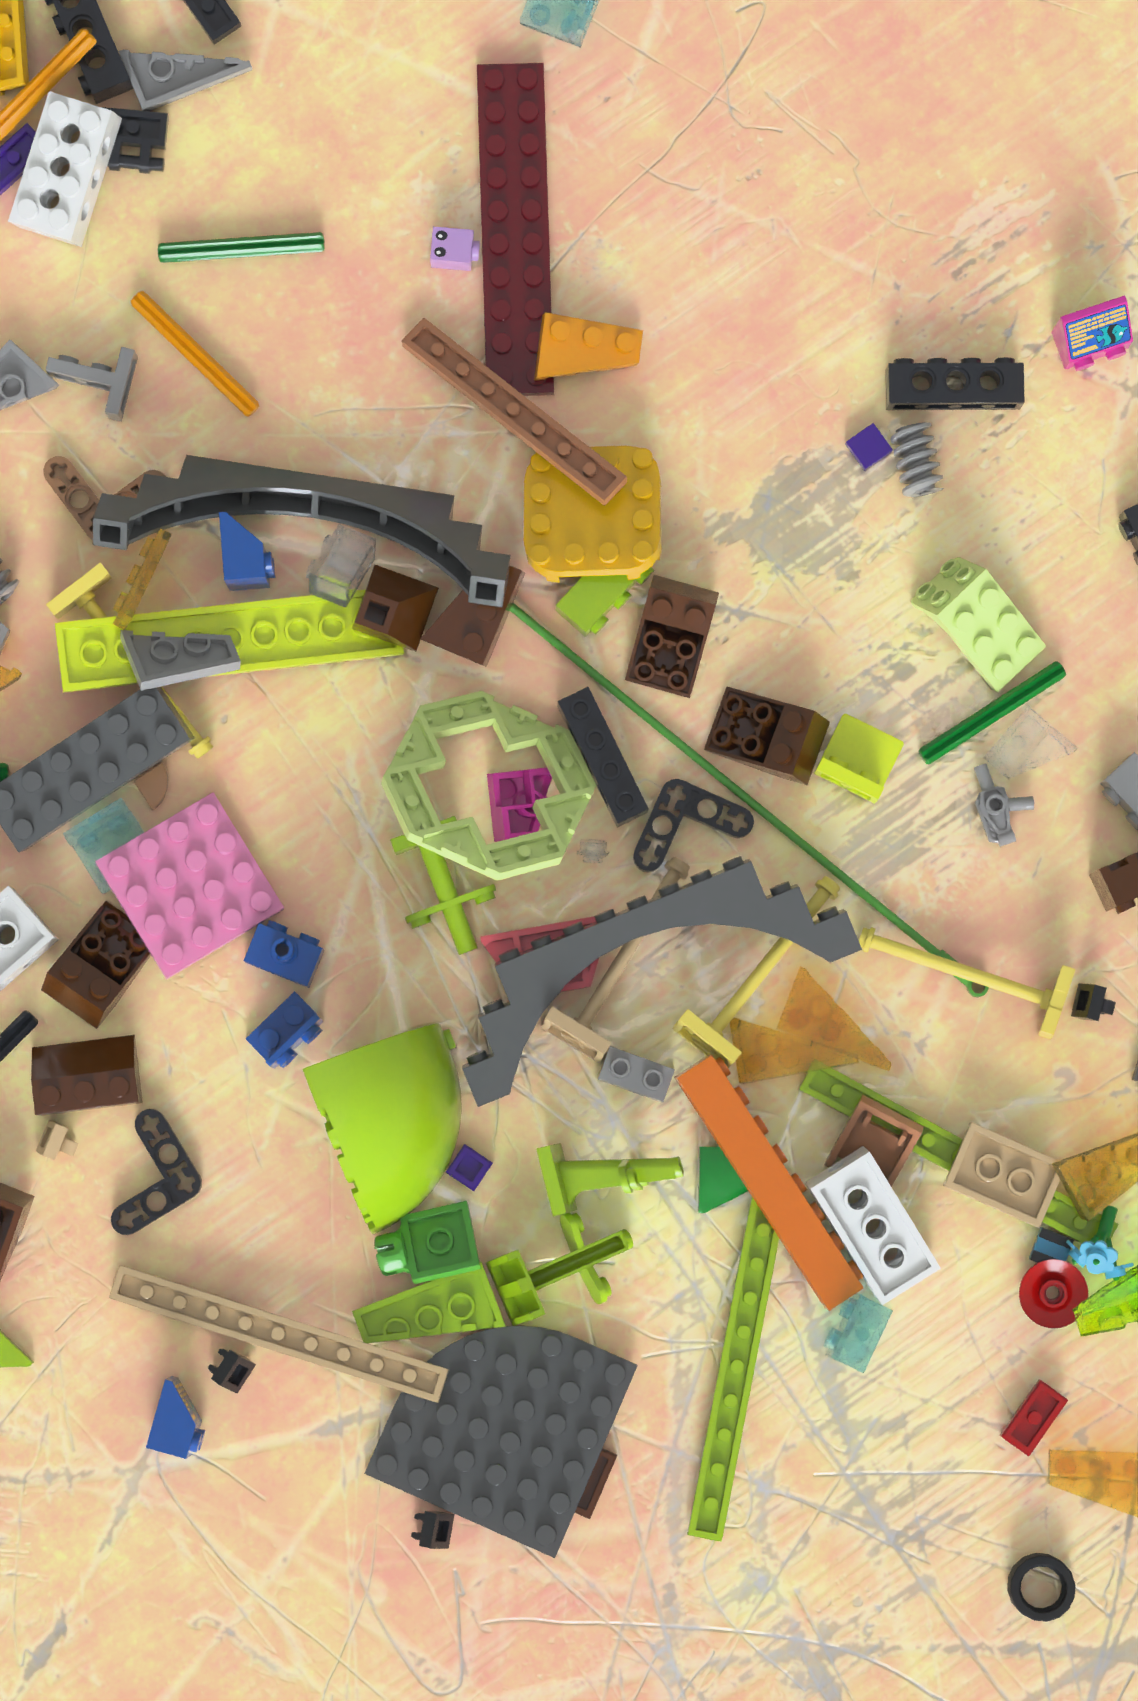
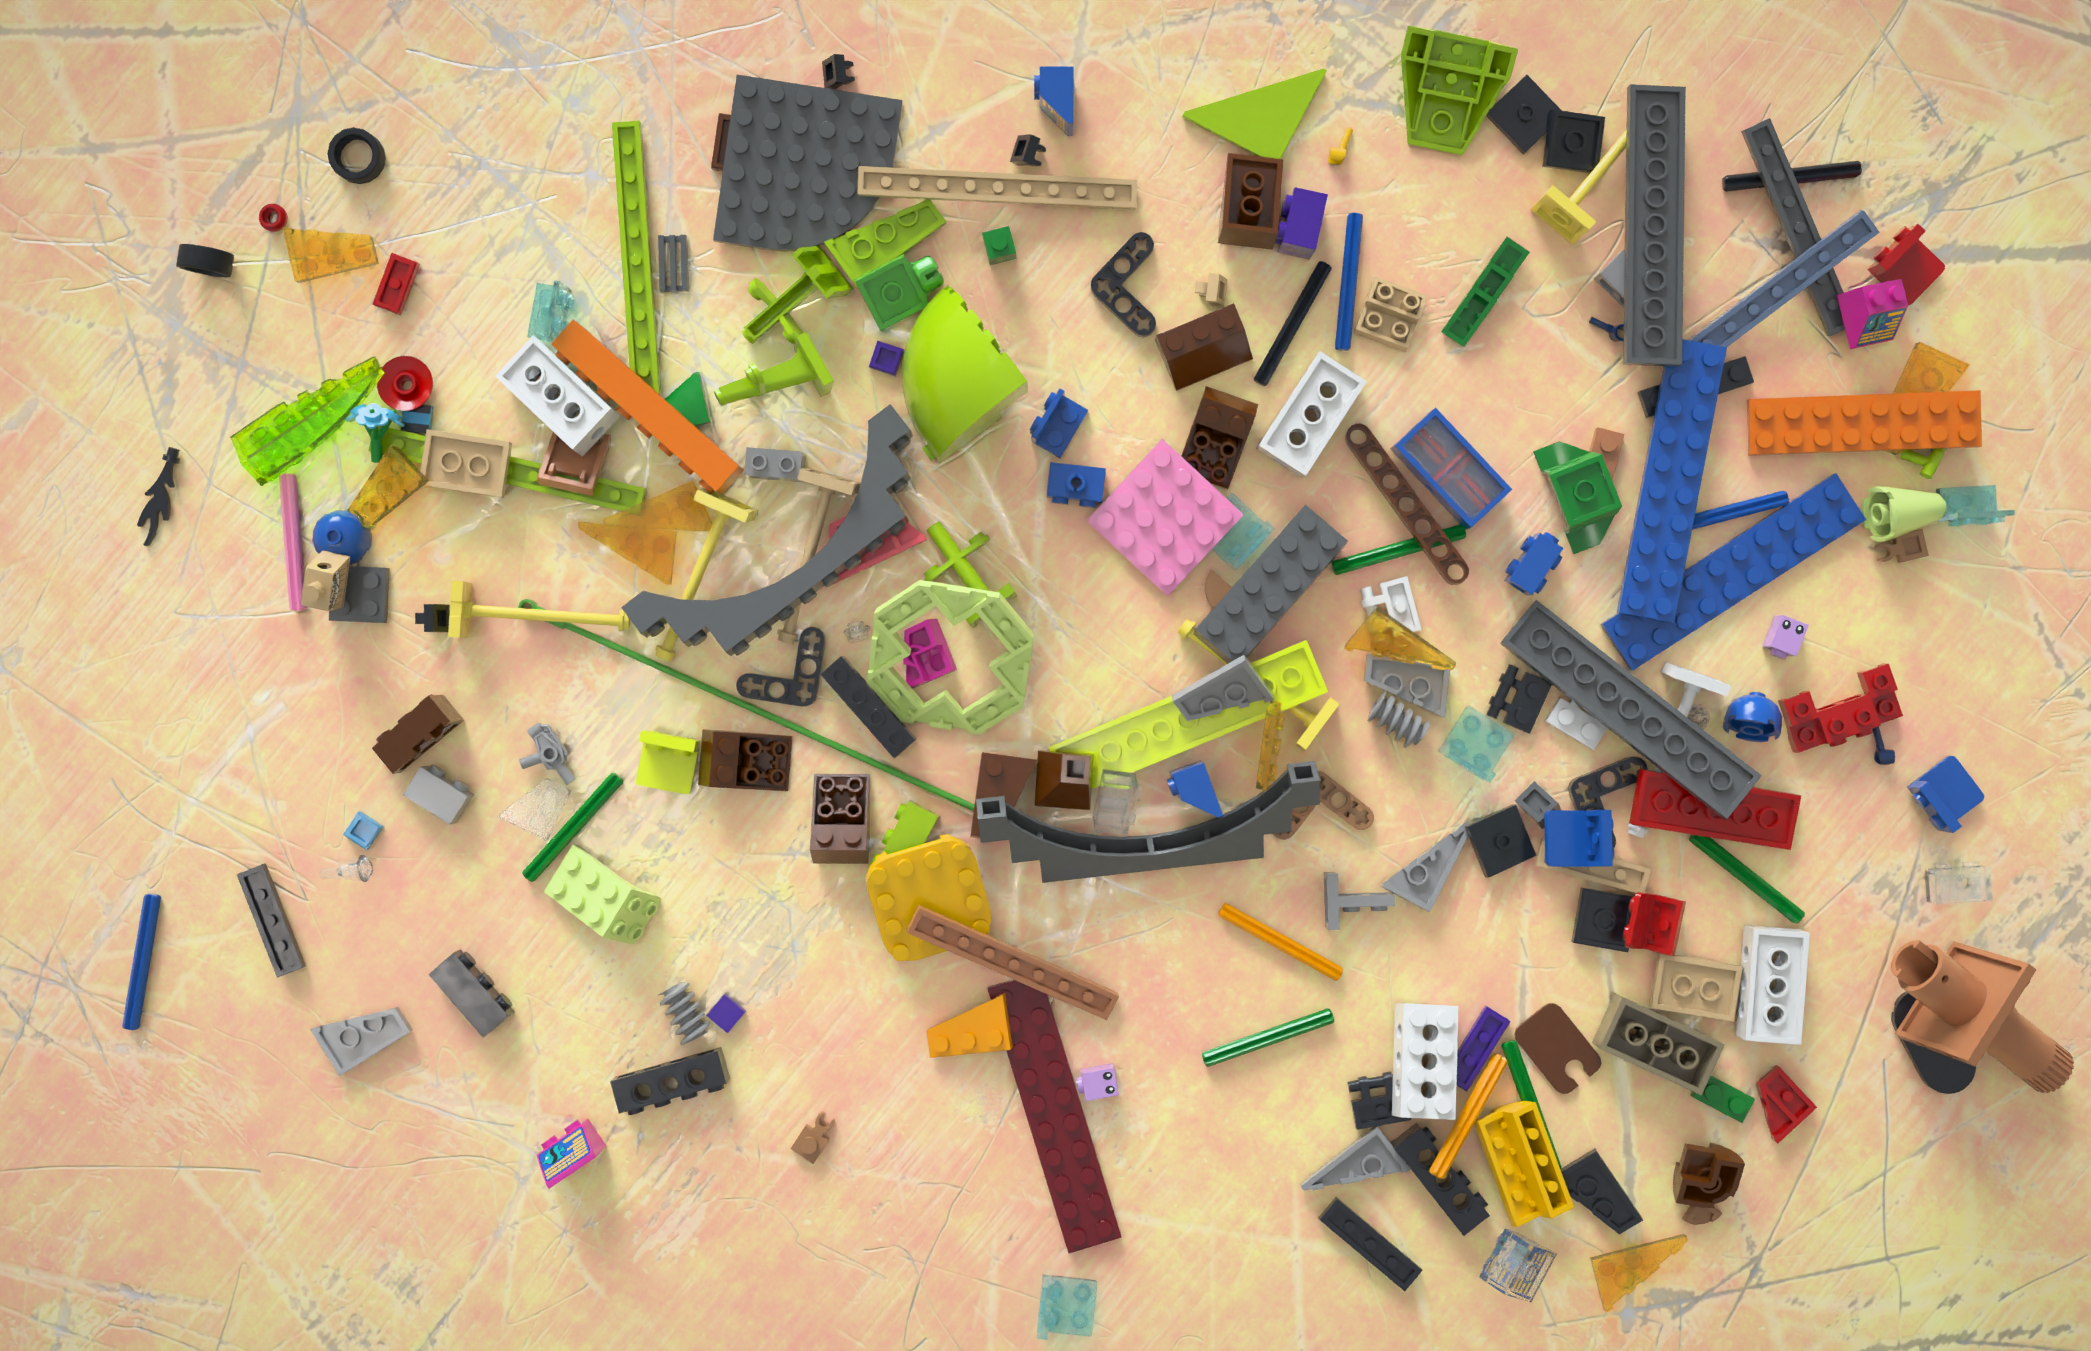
camera: 175 degrees right, 5 degrees up
(296, 1264) = (999, 245): none -> green brick
(686, 1381) = (672, 239): none -> dark grey tile
(807, 272) = (811, 1140): none -> medium nougat plate

